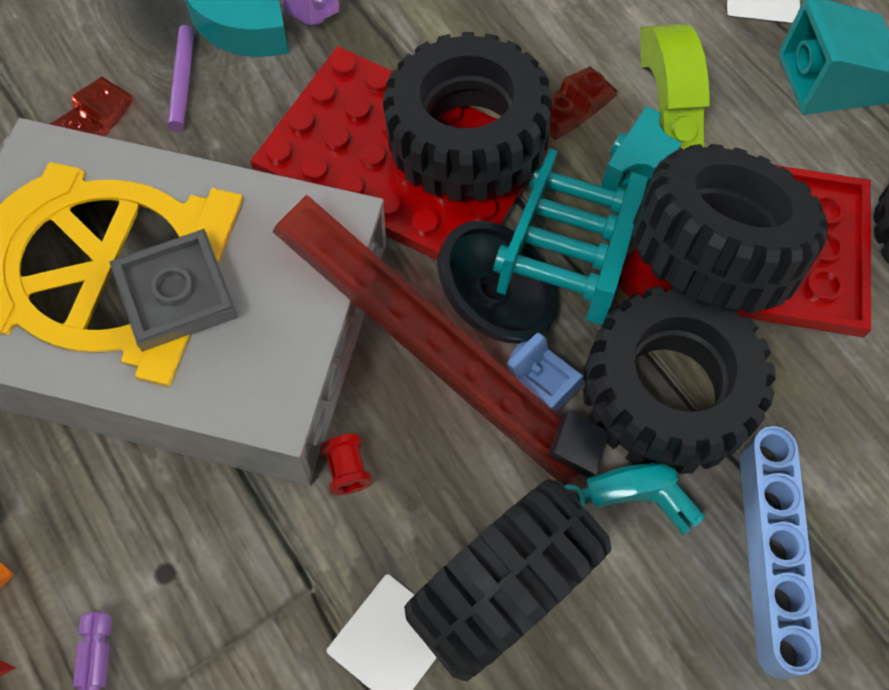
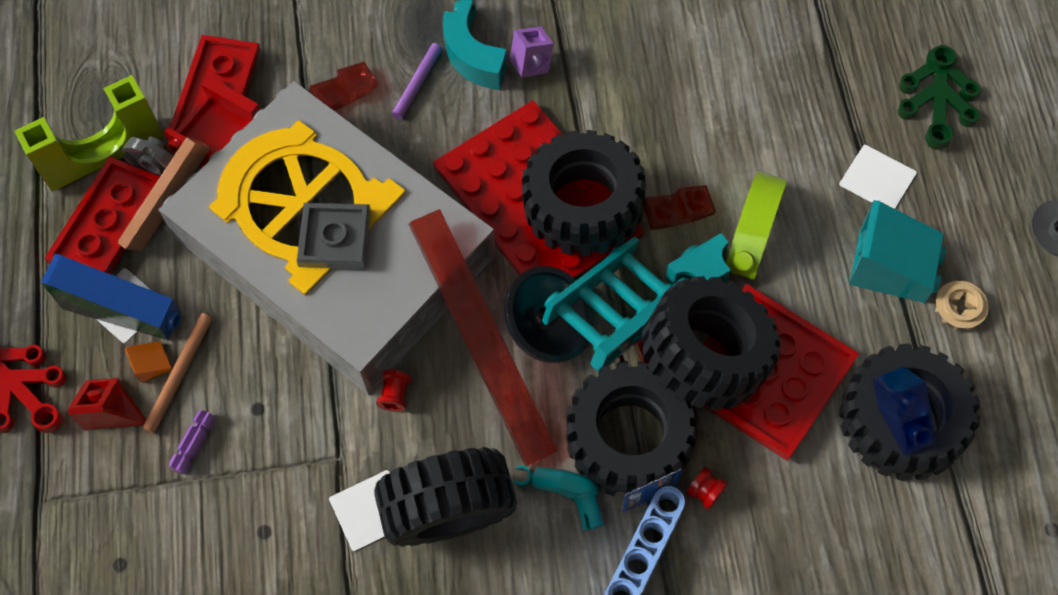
camera: 30 degrees right, 0 degrees up
(24, 580) = (177, 374): none -> nougat bar
(544, 372) = (548, 388): medium blue bracket -> none
(578, 444) = (543, 442): black tile -> none
(745, 446) = (648, 491): none -> blue sticker
(801, 410) = (706, 488): none -> red wheel

